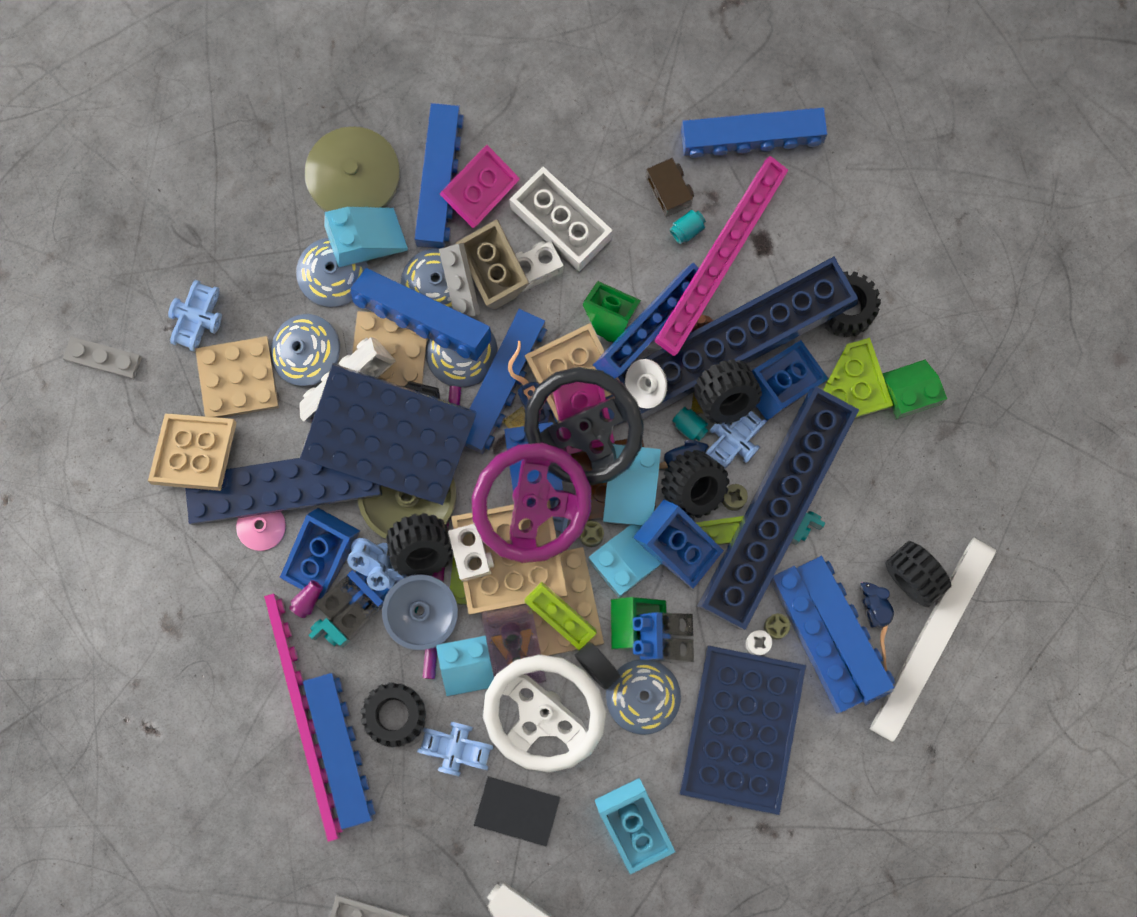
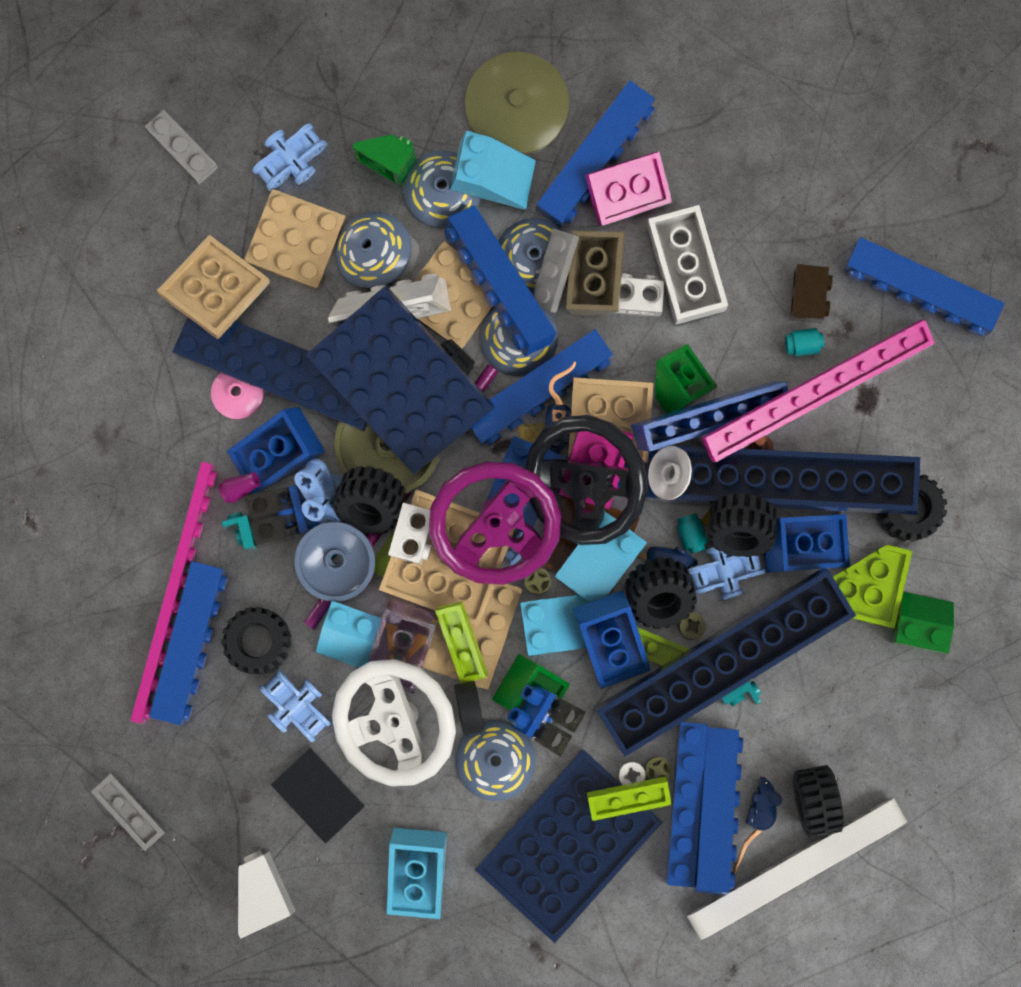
camera: 30 degrees right, 5 degrees up
(272, 269) = (387, 156): none -> green slope
(768, 661) = (629, 798): none -> lime plate

